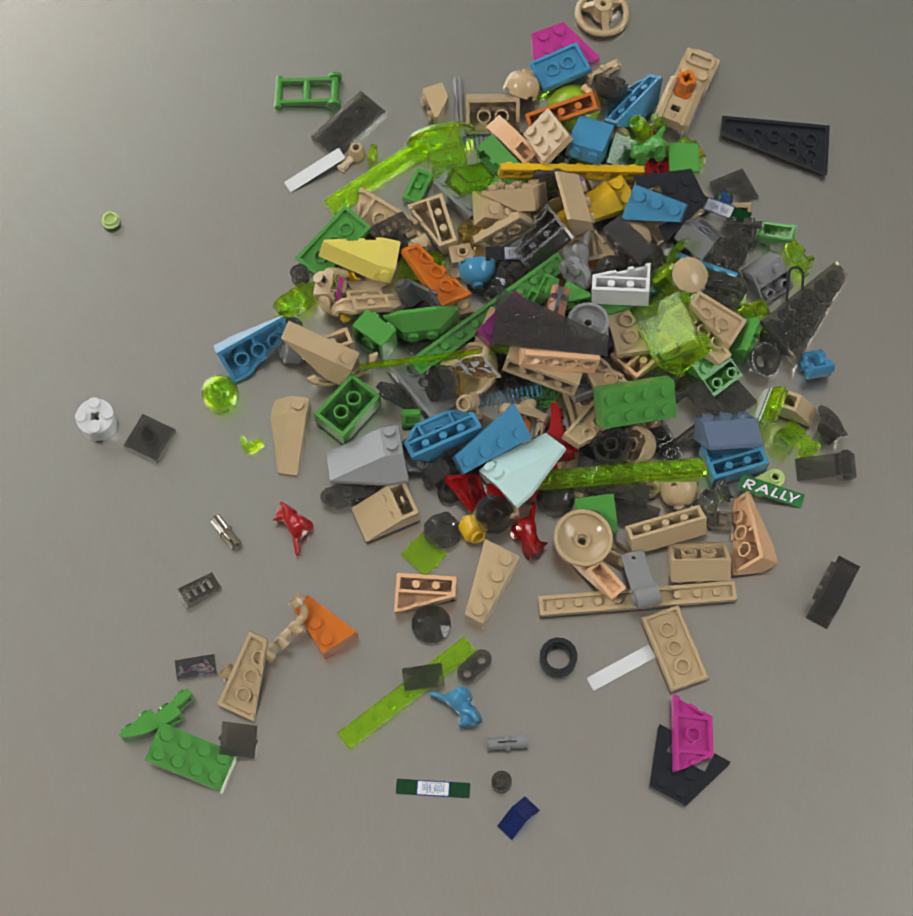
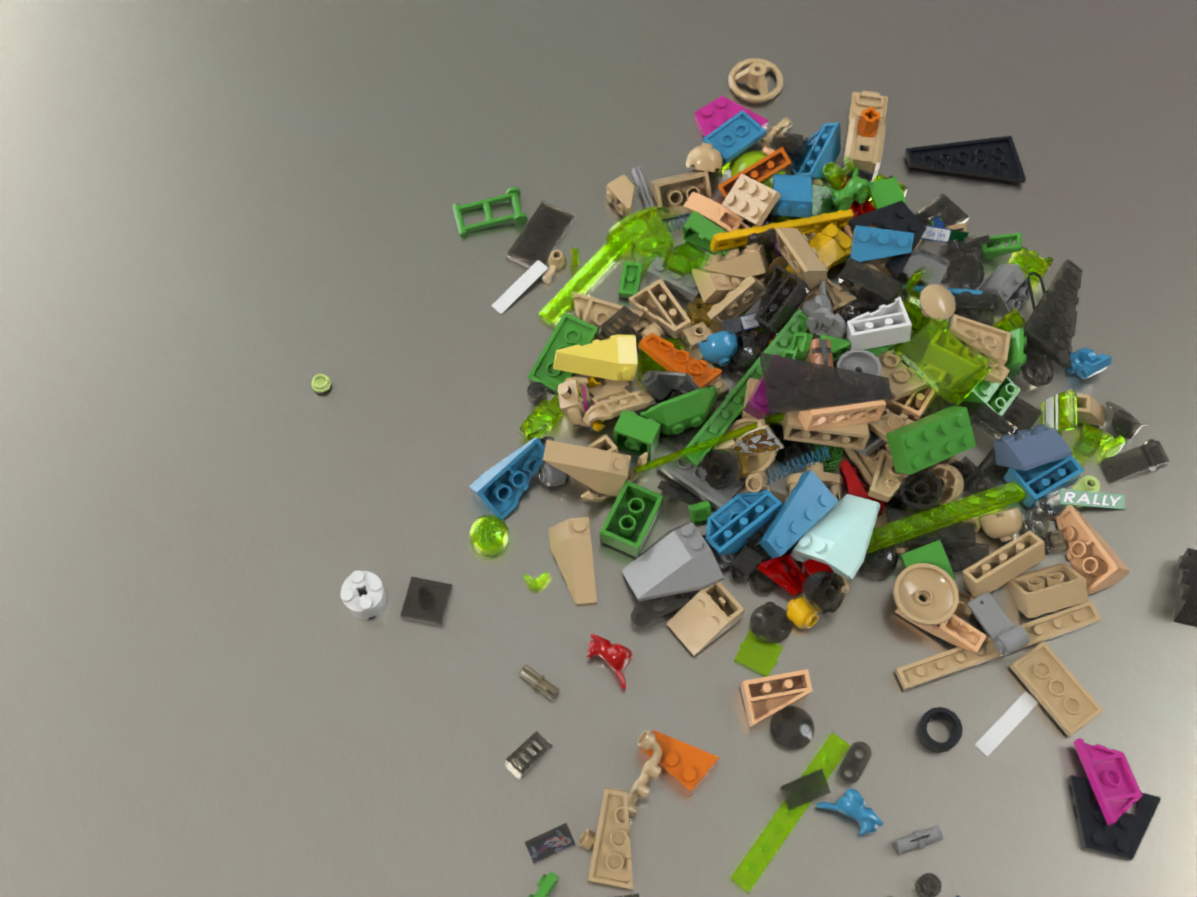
camera: 15 degrees left, 5 degrees down
(490, 581) = (841, 659): tan wedge -> none
(526, 531) = (860, 602): red animal -> none

